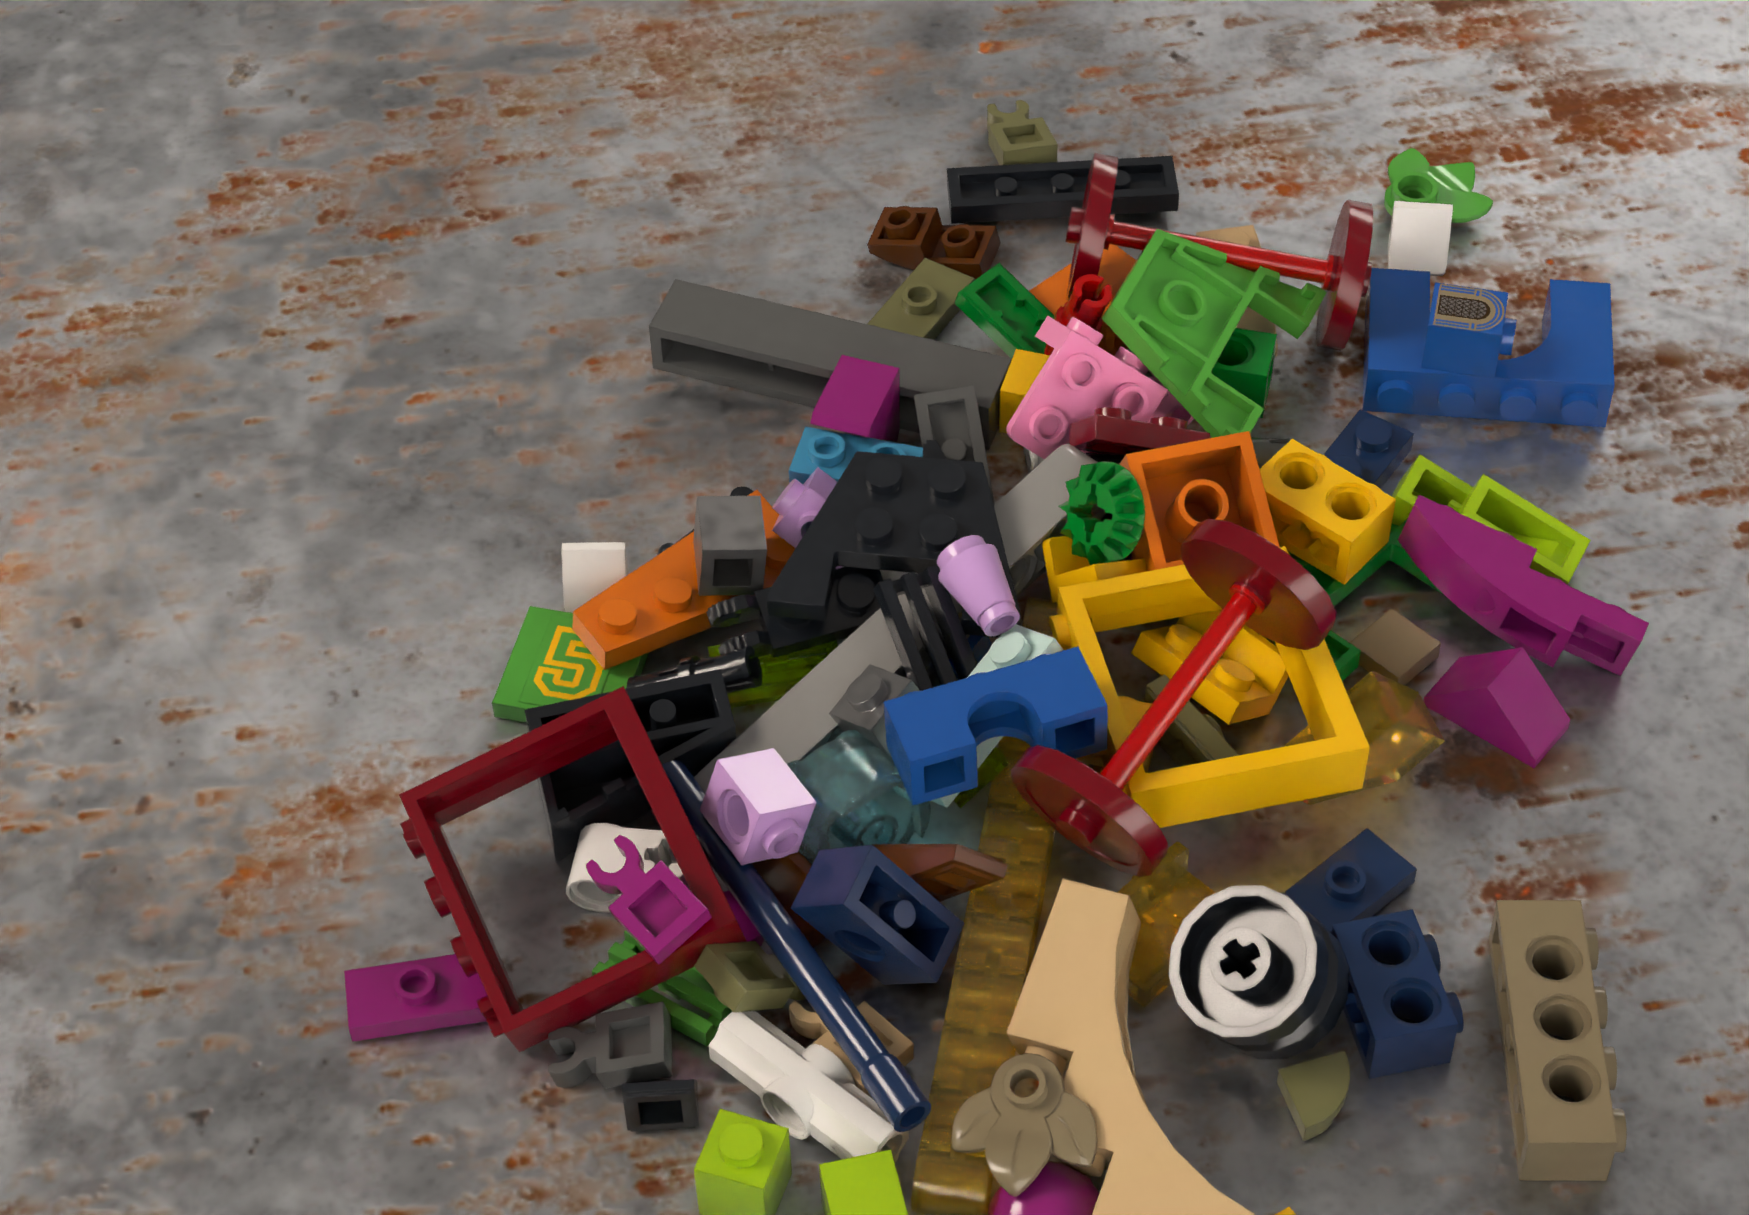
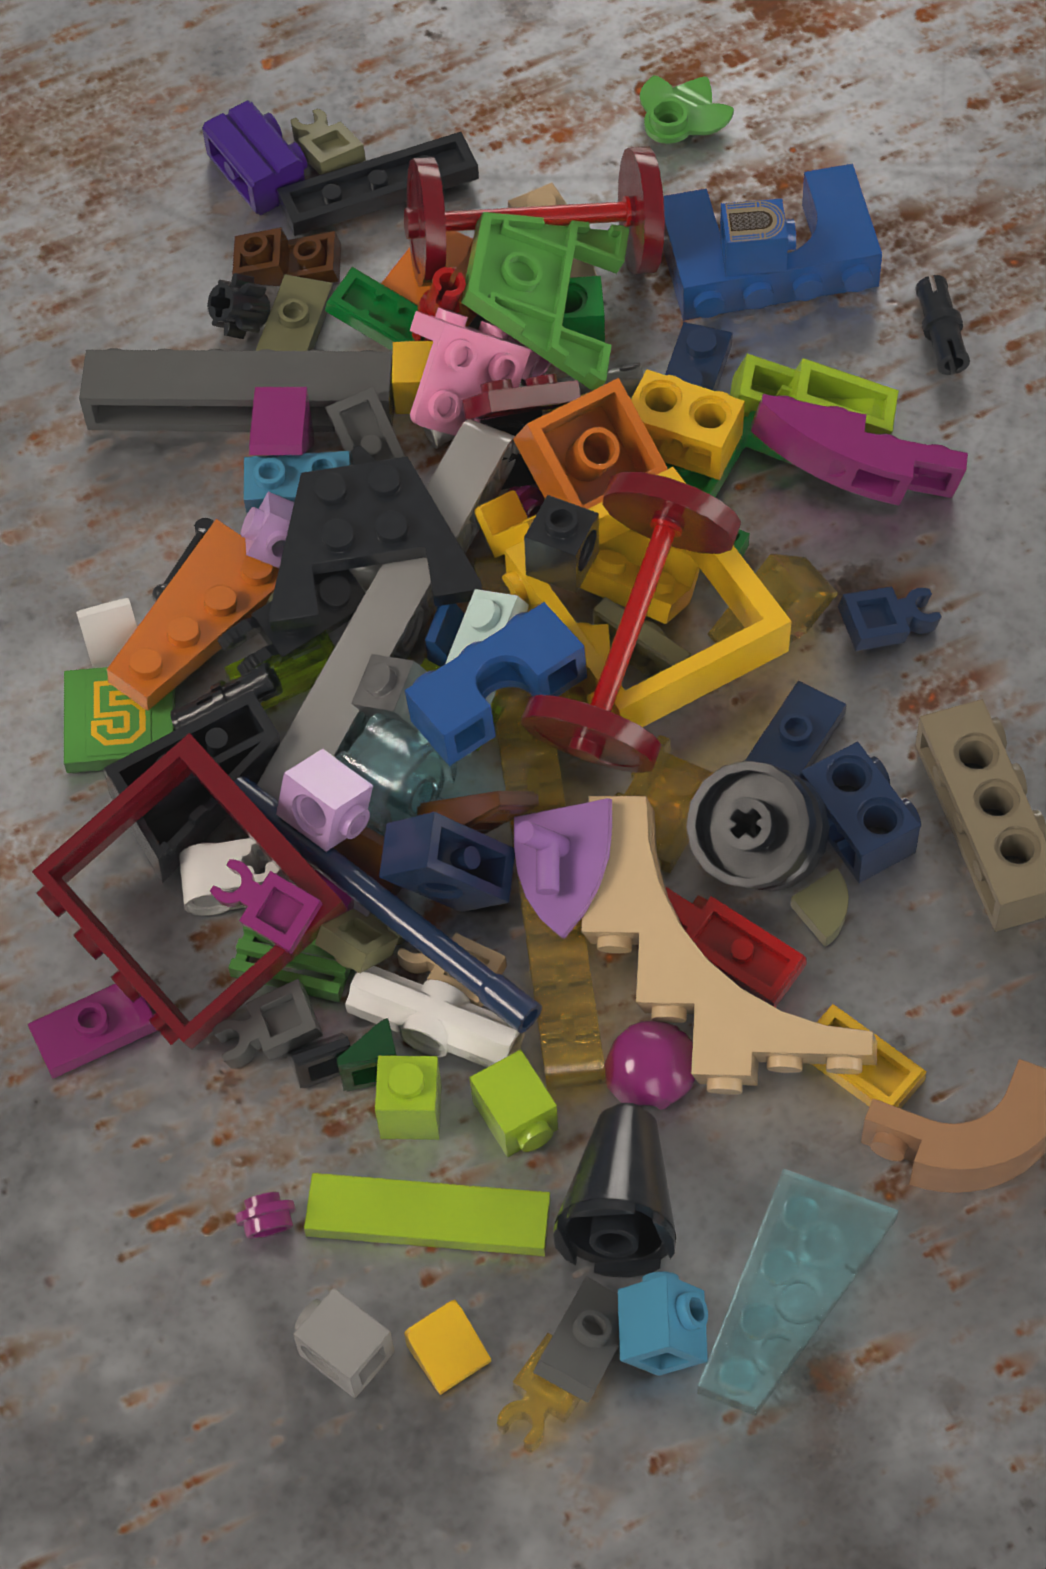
camera: 15 degrees left, 10 degrees up
(697, 1110) = (360, 1061): none -> dark green slope
(729, 545) = (219, 579): flat silver brick -> none
(861, 276) = (238, 306): none -> black gear
(934, 129) = (253, 155): none -> dark purple brick
(948, 621) = (424, 603): black tile -> none
(978, 583) = (442, 565): lavender cone -> none
(1011, 945) = (563, 860): none -> medium lavender shield
(1025, 1130) = (621, 1006): dark tan plate -> none
(1117, 492) = (528, 459): green gear -> none
(1122, 591) = (561, 544): none -> black brick
(1196, 1110) = (740, 947): none -> red hinge
(1396, 647) = (773, 522): dark tan tile -> none
(1420, 237) = (685, 157): white slope -> none
(1490, 786) = (880, 619): none -> dark blue plate
(1501, 702) = (868, 546): magenta slope -> none
(1666, 483) = (942, 325): none -> black pin

